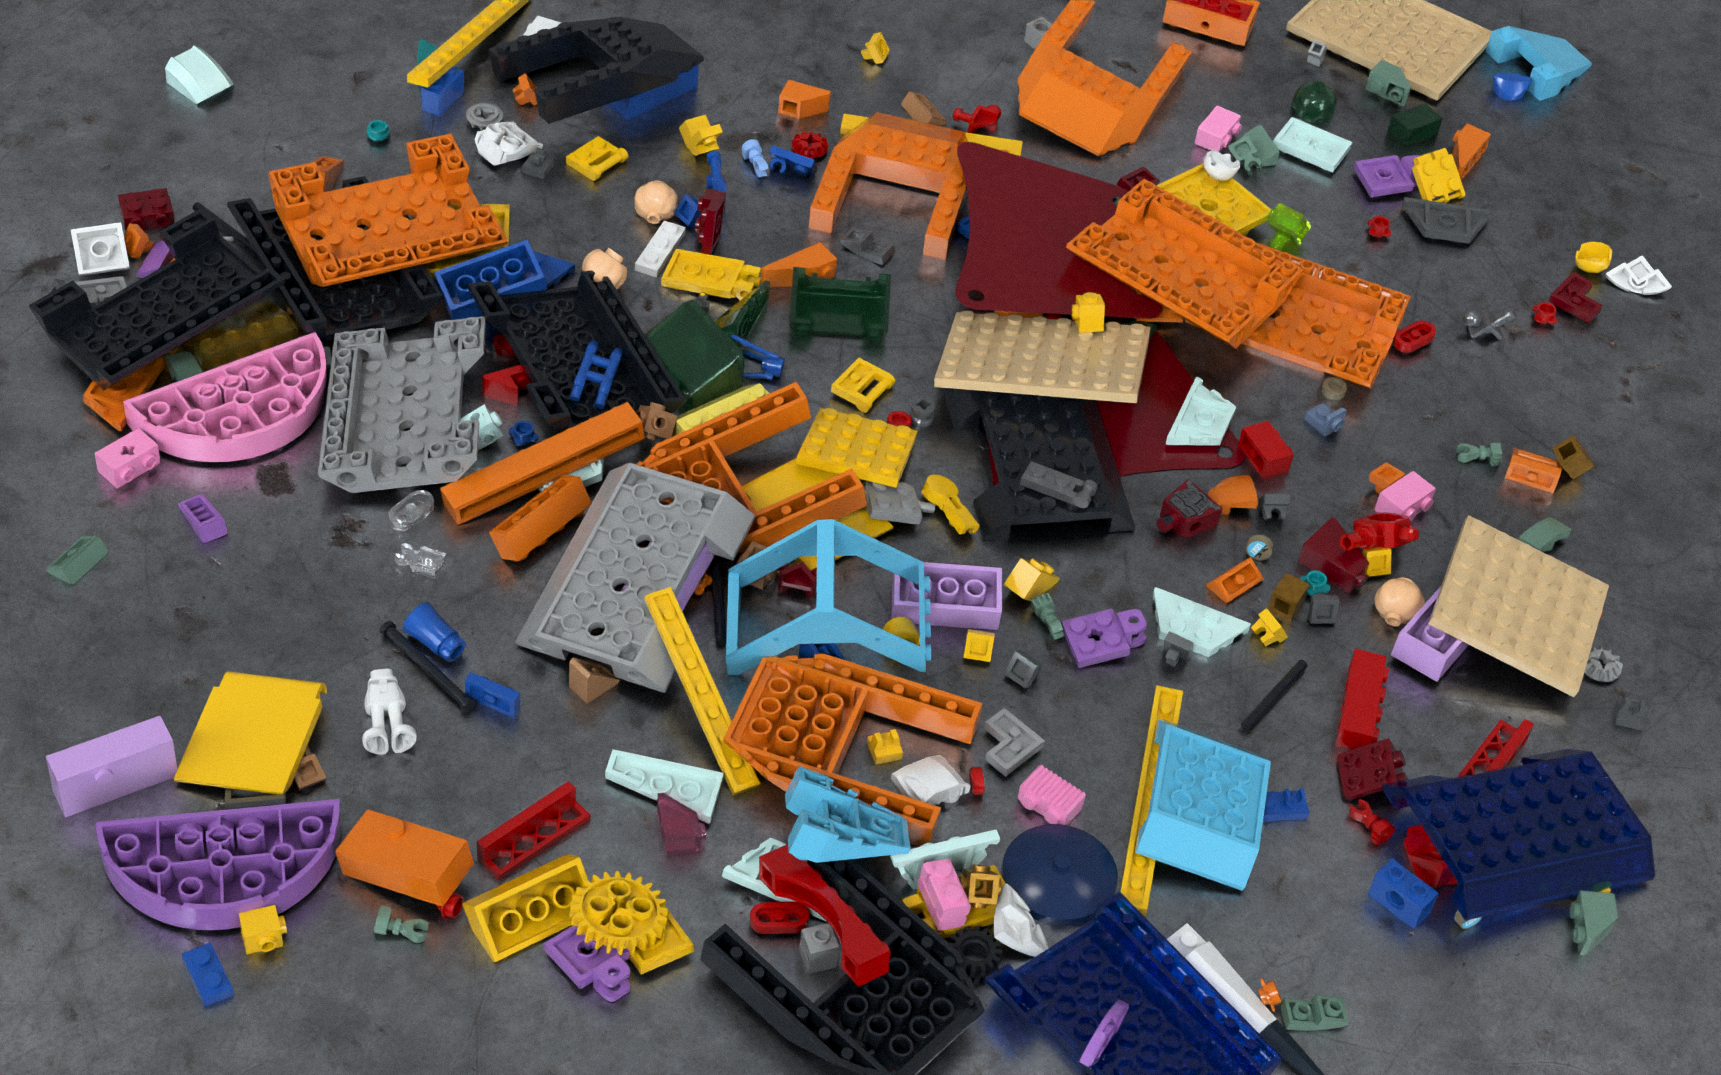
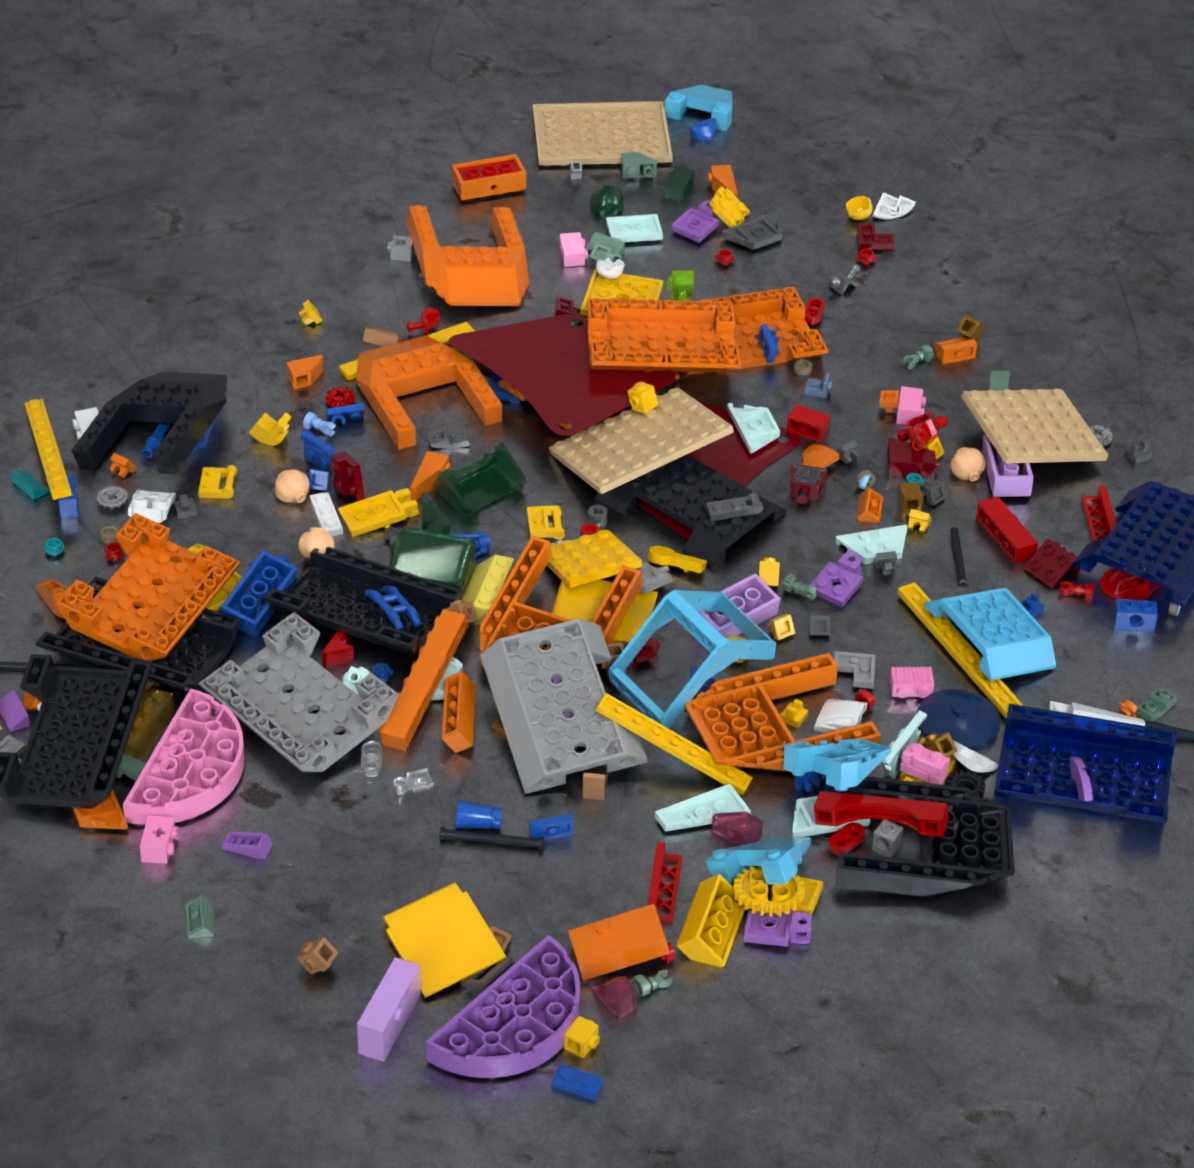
camera: 35 degrees left, 5 degrees down
(131, 667) = (317, 955): none -> medium nougat brick
(347, 913) = (617, 995): none -> clear pink slope
(382, 700) = (492, 871): white piece -> none
(649, 874) = (775, 856): none -> medium azure wedge
(1318, 333) = (768, 342): none -> blue plate

